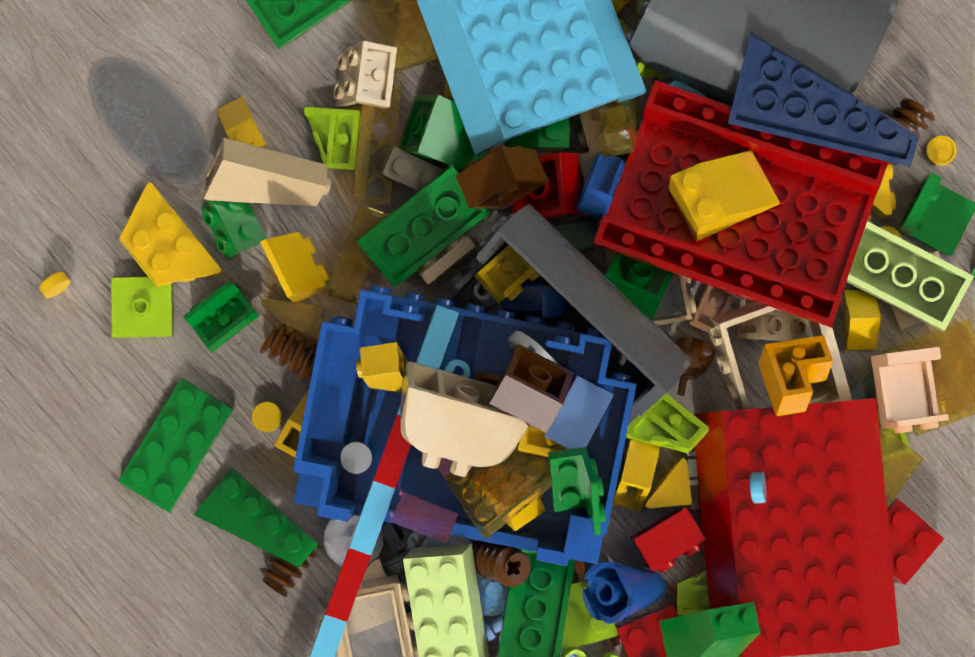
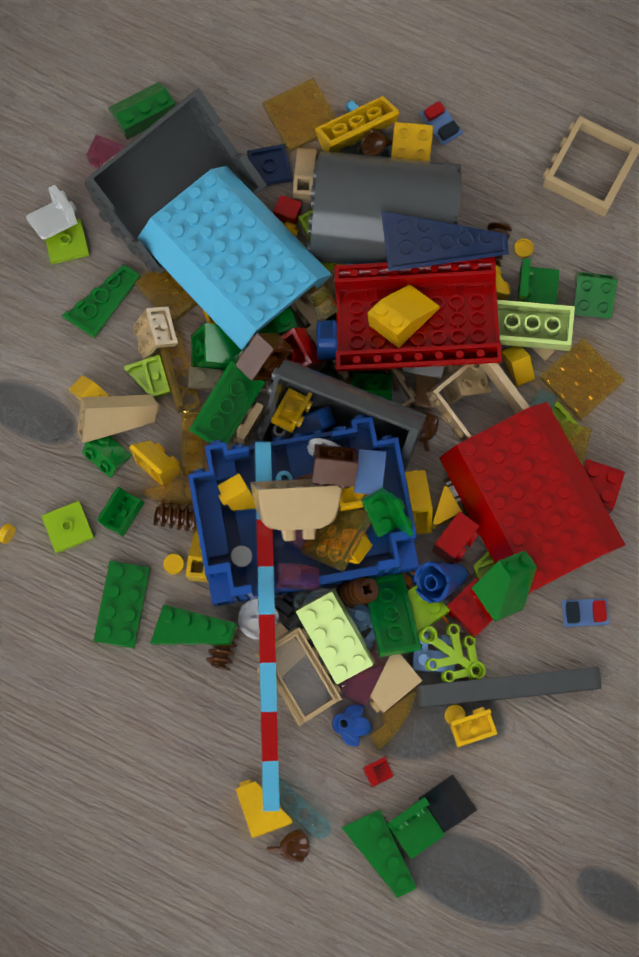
camera: 25 degrees left, 10 degrees down
(164, 243) = (67, 482): yellow wing -> none
(668, 426) = (427, 467): lime wing -> none
(758, 487) = (497, 477): medium azure tile -> none
(790, 369) = (490, 401): light orange brick -> none
(907, 389) = (563, 390): light nougat panel -> none

